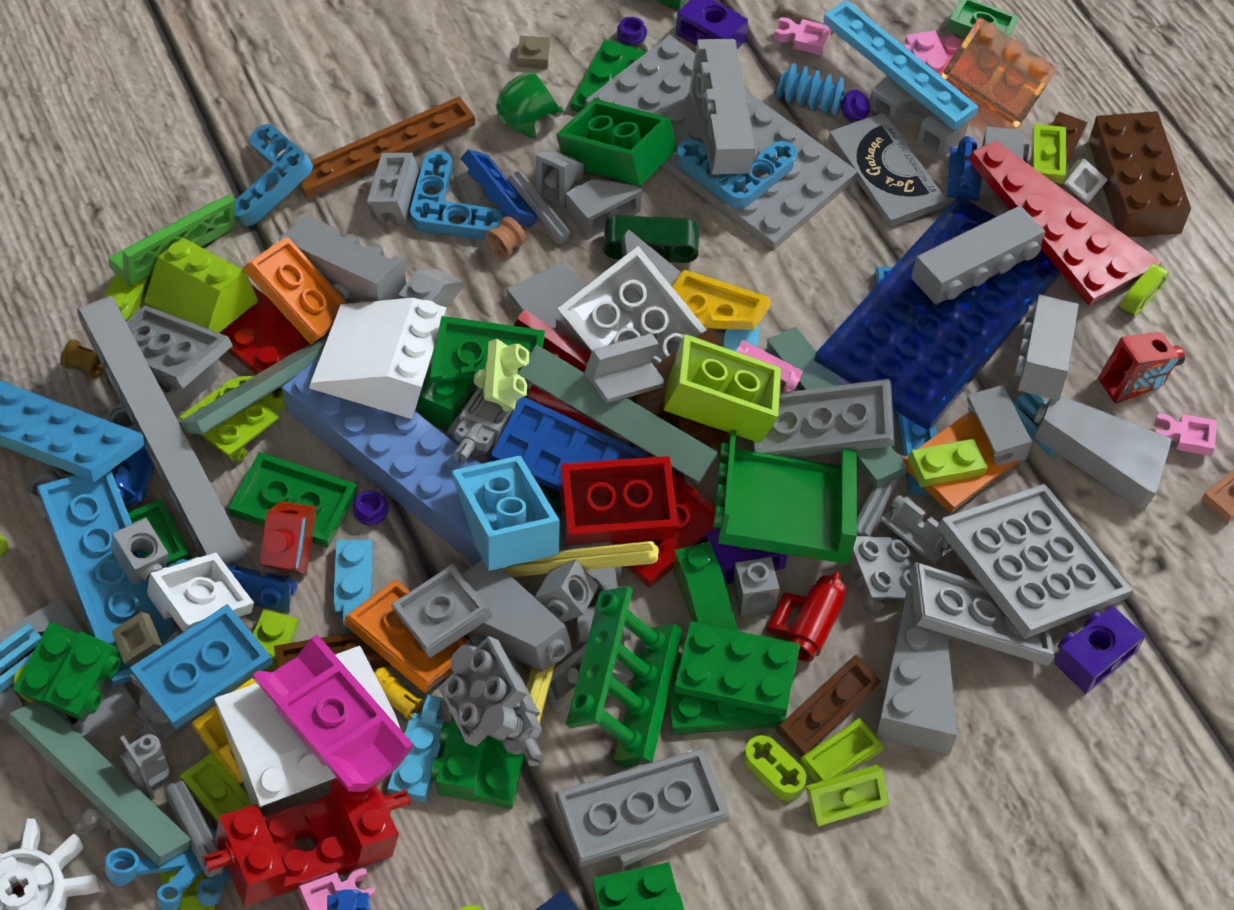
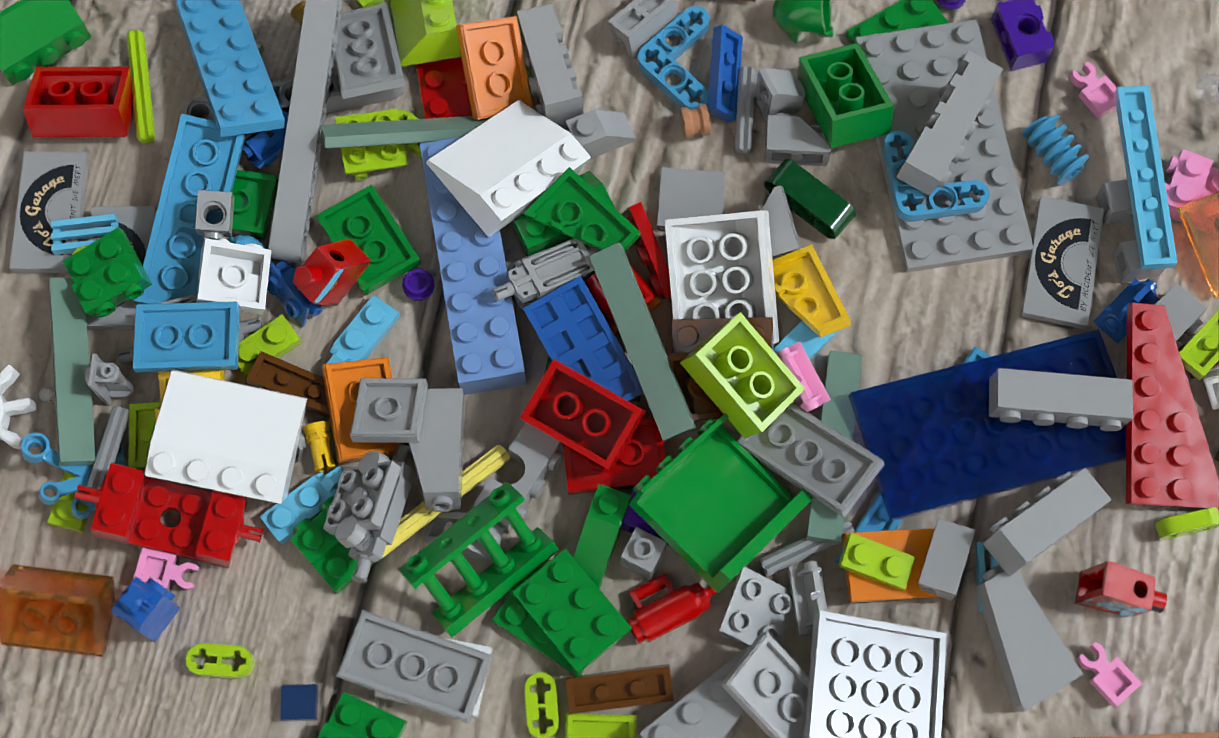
camera: 40 degrees right, 15 degrees up
(136, 638) = (167, 281): dark tan plate -> none
(335, 717) = (233, 446): dark pink piece -> none
(501, 377) = (572, 251): yellowish green hips -> none
(507, 513) = (490, 365): medium azure slope -> none
(567, 591) = (500, 465): light grey brick -> none
(591, 558) = (518, 440): light yellow axle -> none
(624, 369) = (671, 311): light grey panel -> none
(855, 105) = (1084, 186): dark purple plate -> none

